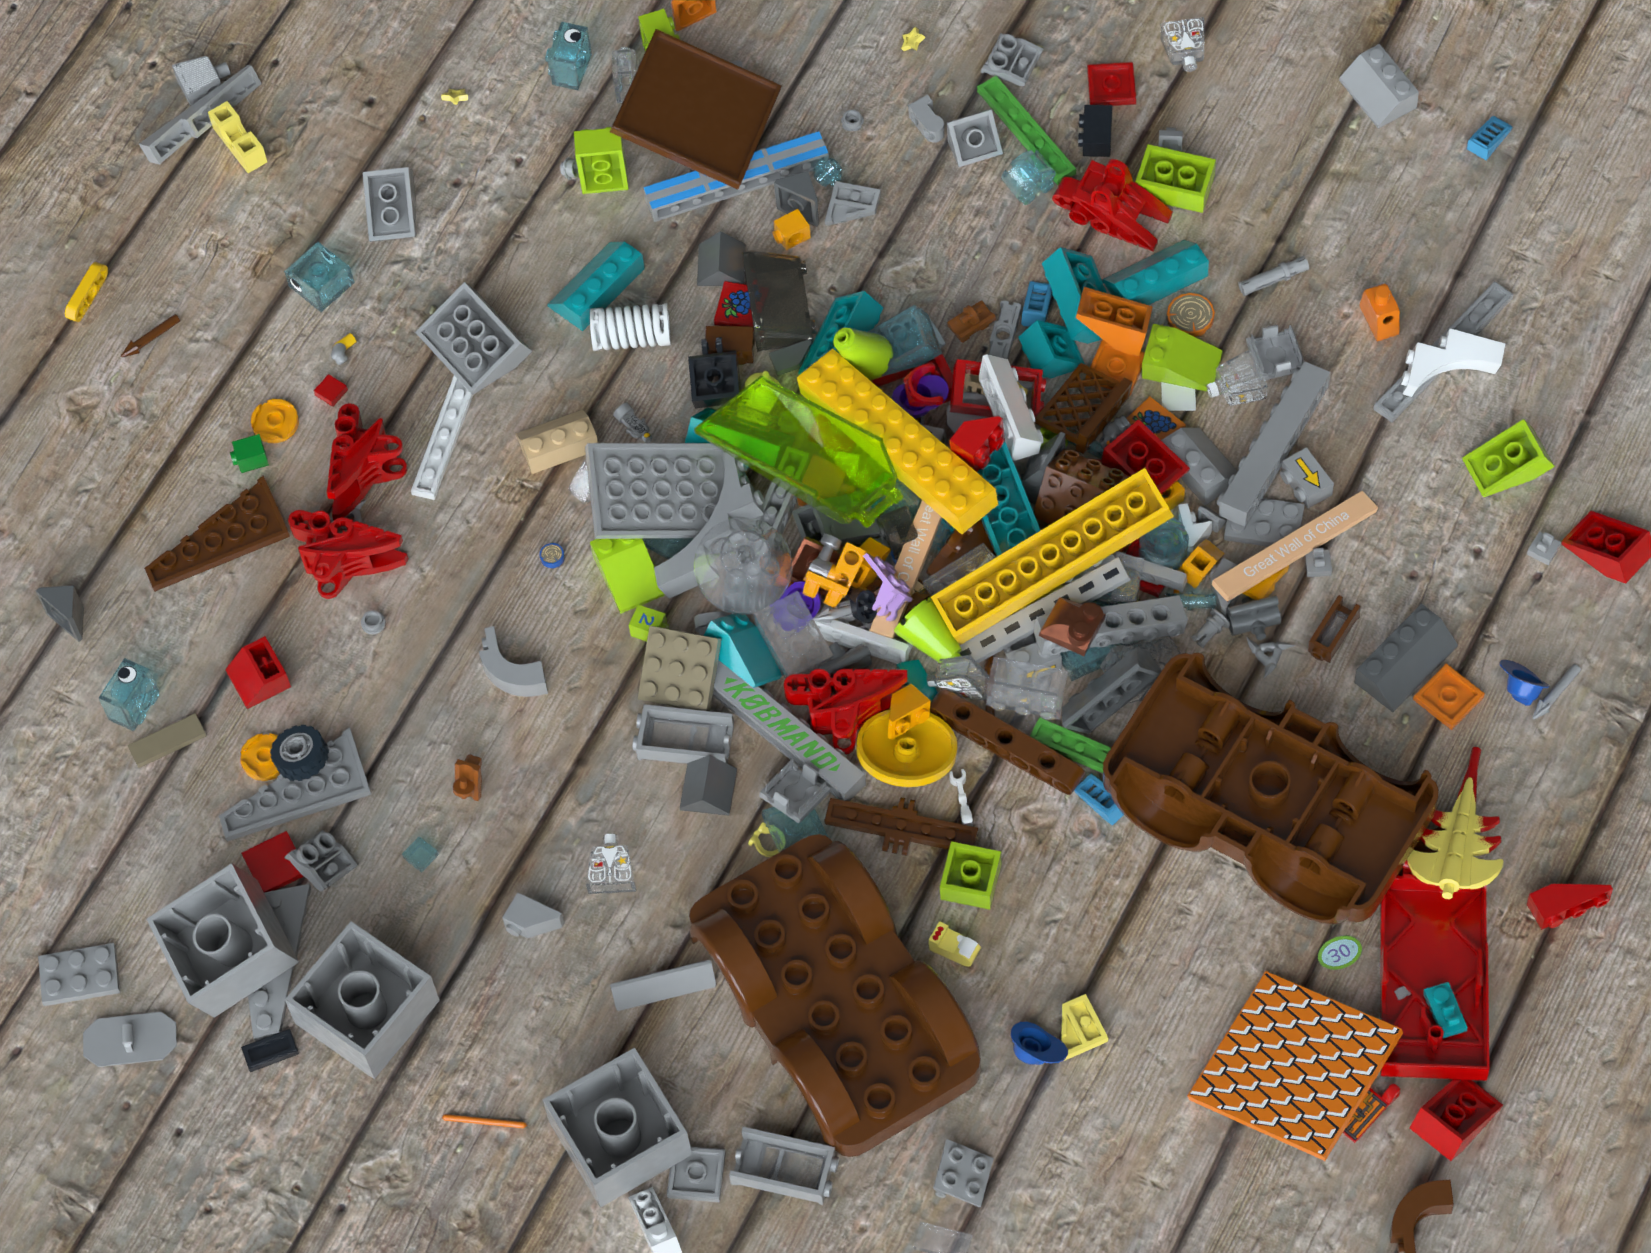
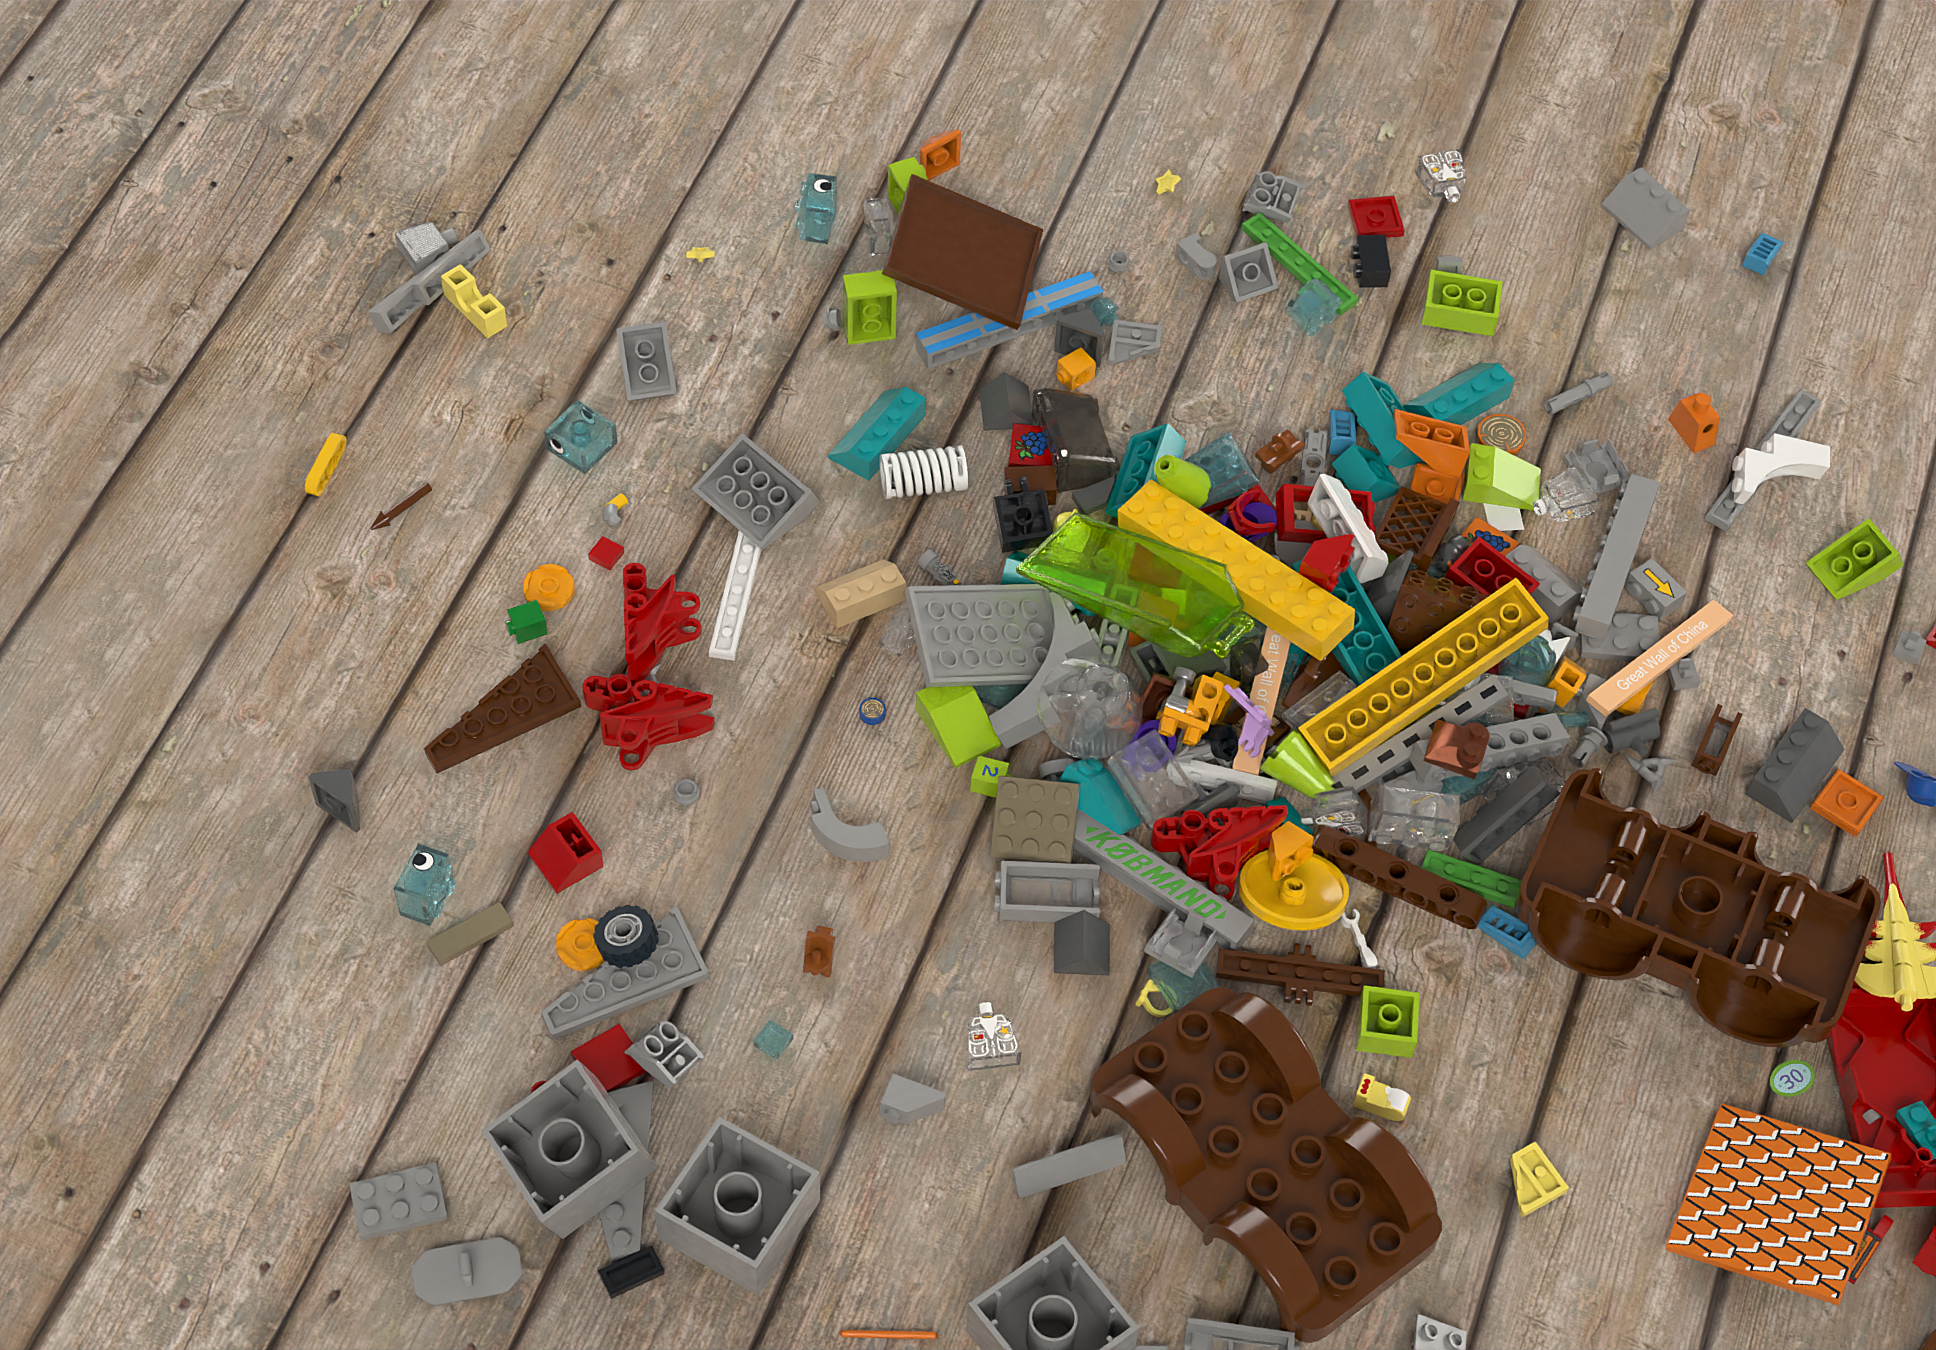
camera: 15 degrees left, 5 degrees down
(1036, 1045) = (1494, 1203): blue piece -> none
(1111, 203) = (1405, 325): red piece -> none

